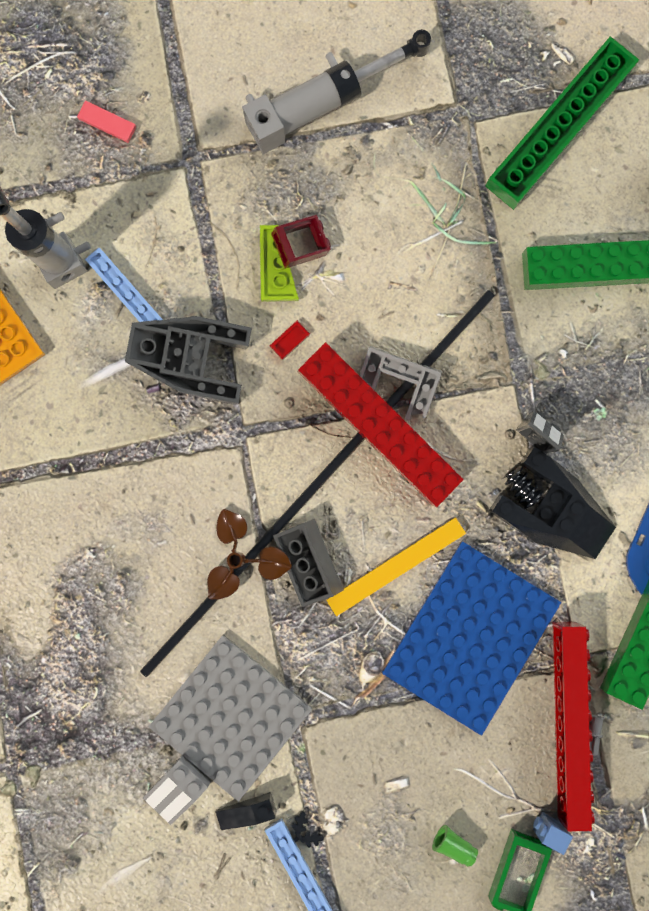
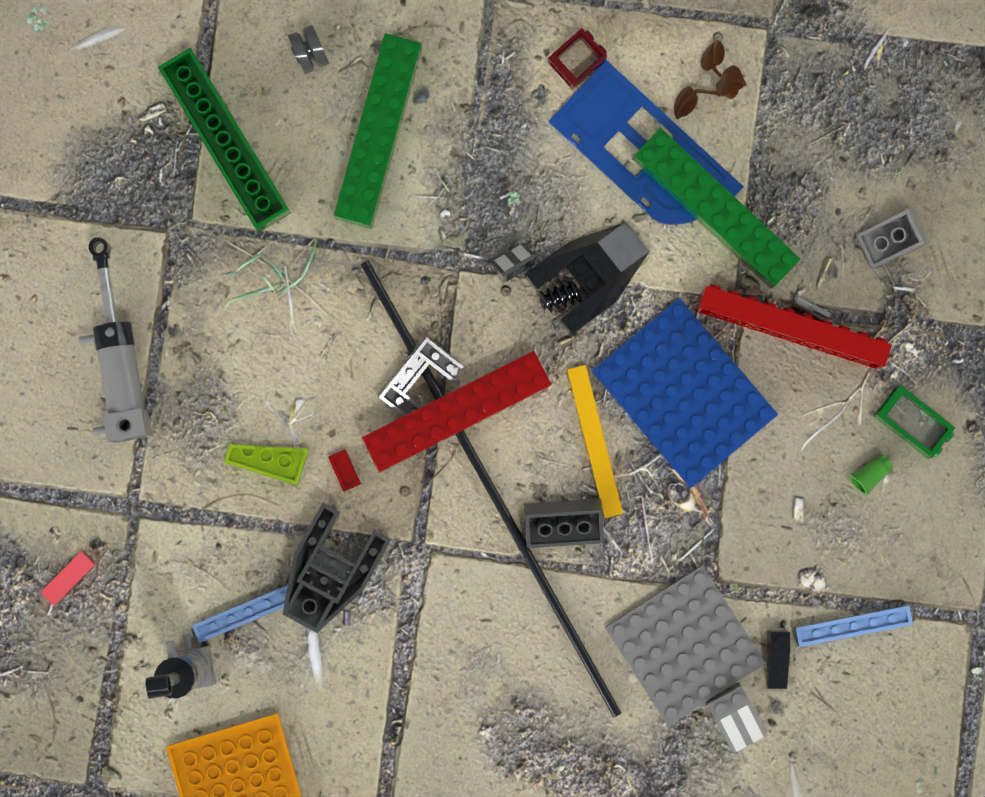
camera: 75 degrees left, 0 degrees up
(220, 580) = (555, 610): reddish brown plant -> none
(284, 247) = (253, 446): dark red window -> none
(300, 828) = (820, 609): black animal -> none
(552, 833) = (885, 380): medium blue brick -> none

